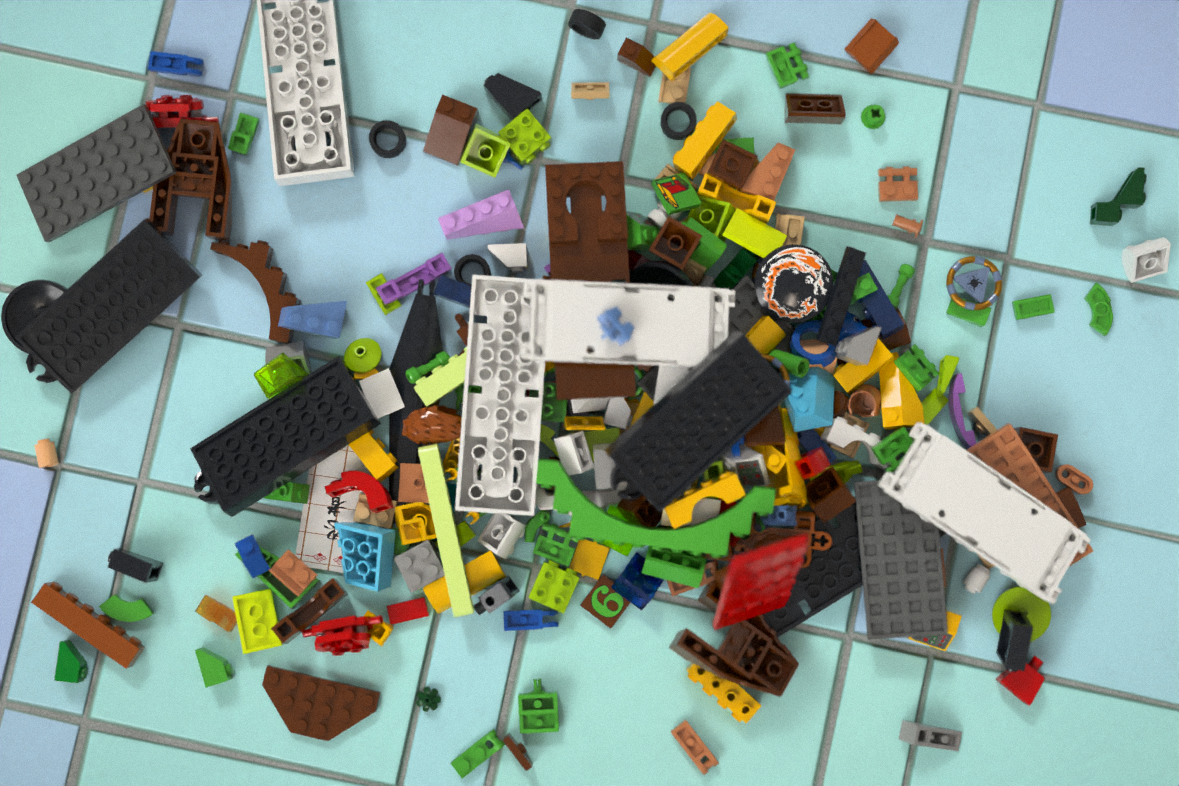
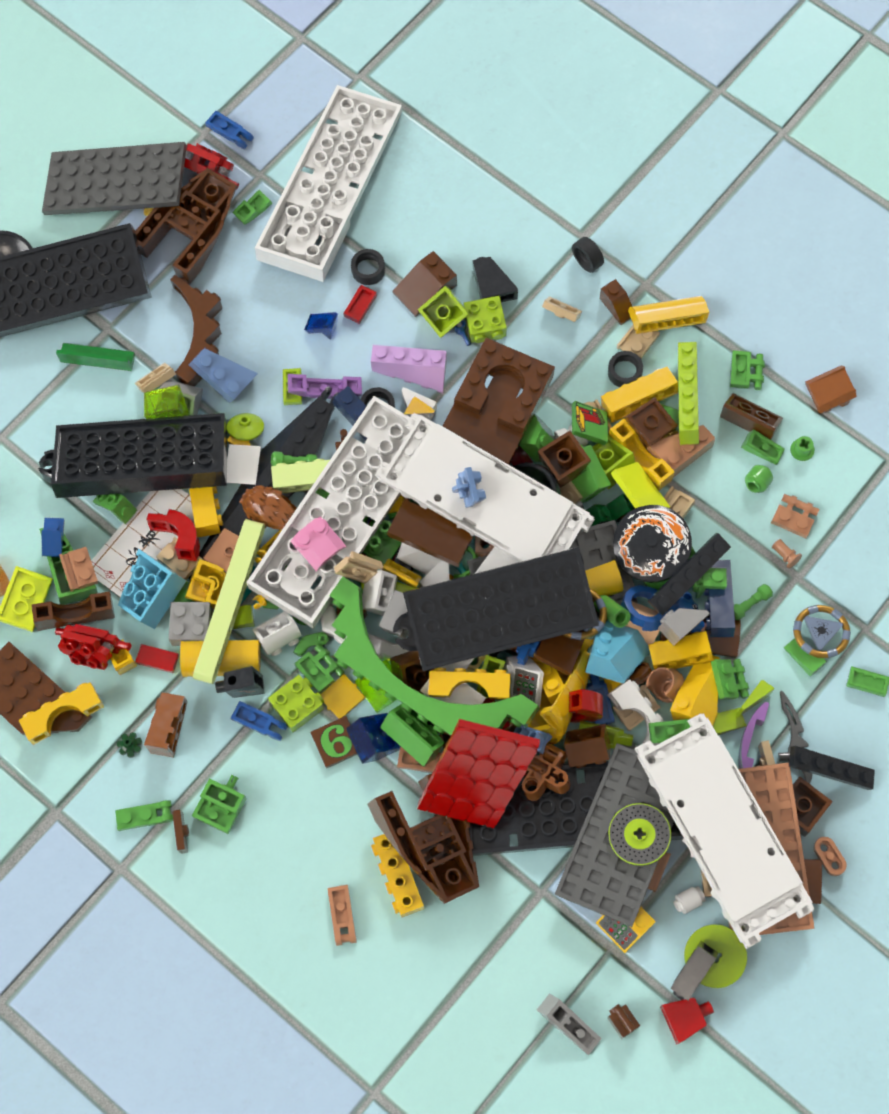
camera: 30 degrees right, 15 degrees down
(184, 358) = (96, 357): none -> green panel
(253, 353) = (155, 378): none -> tan plate
(341, 728) = (38, 723): none -> yellow arch
(376, 219) = (322, 323): none -> clear blue slope
(400, 179) = (360, 304): none -> red tile
(451, 667) = (166, 725): none -> dark orange wedge
(500, 441) = (317, 542): none -> bright pink slope
(514, 260) = (418, 407): none -> yellow sticker
(548, 445) = (358, 567): none -> tan plate
(750, 118) = (688, 393): none -> lime brick
(837, 133) = (762, 447): none -> bright green slope
(850, 167) = (758, 478): none -> bright green head
(930, 560) = (628, 846): none -> flat silver piece
(974, 710) = (623, 1020): none -> reddish brown brick
(1002, 403) = (796, 739): none -> dark grey piece
(1043, 405) = (831, 768): none -> black plate

